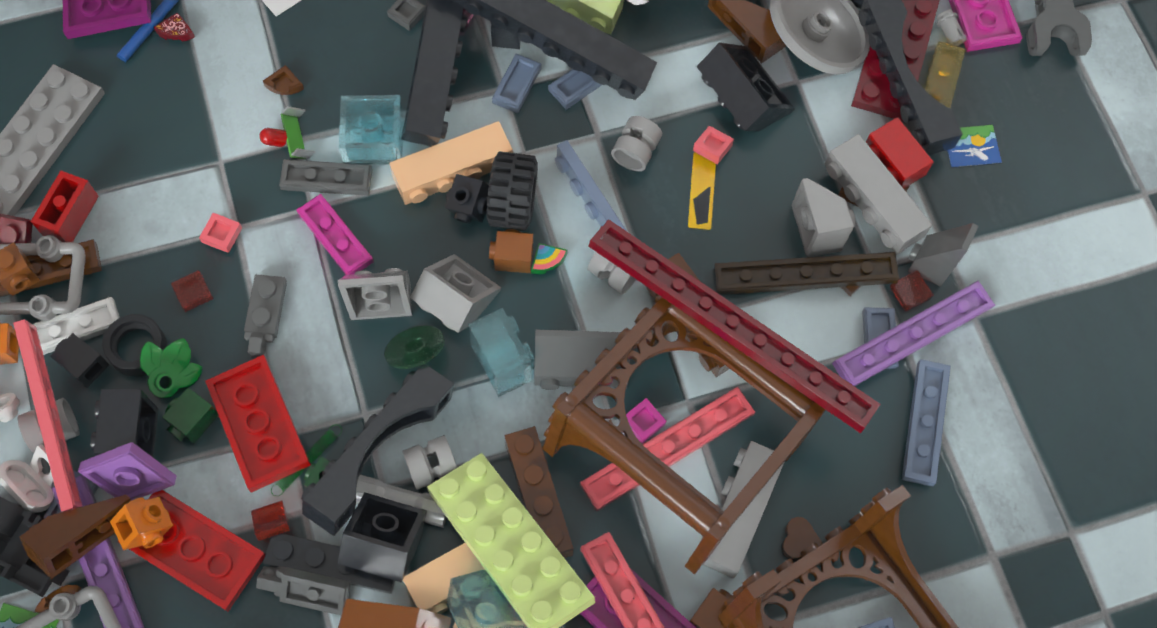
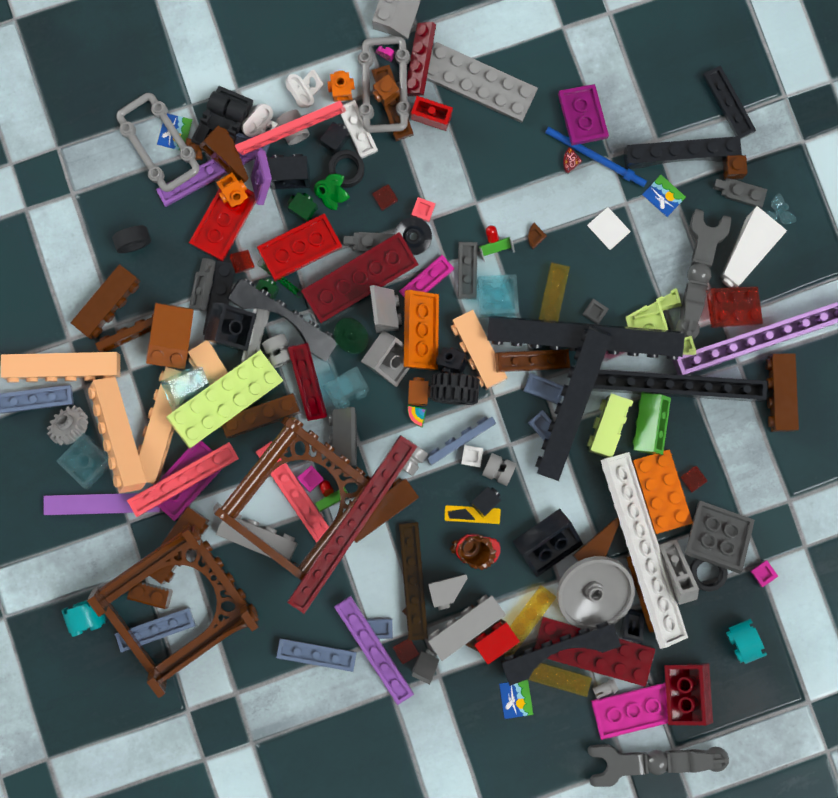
camera: 90 degrees right, 15 degrees up
(261, 234) = (419, 227): none -> black dish
(320, 329) = (353, 279): none -> dark red plate
(372, 59) = (554, 292): none -> clear yellow plate
(414, 240) = (421, 330): none -> orange plate
(474, 90) = (532, 360): none -> reddish brown tile
(485, 414) = (307, 381): none -> dark red plate
(615, 182) = (472, 456): none -> white plate
(675, 389) = (330, 496): none -> bright green piece
(684, 165) = (486, 501): none -> black brick
(713, 145) = (503, 520): coral plate -> none
(760, 178) = (476, 550): none -> reddish brown hair
(799, 536) = (241, 574): reddish brown tile -> none
(844, 110) = (530, 615): none -> clear yellow plate

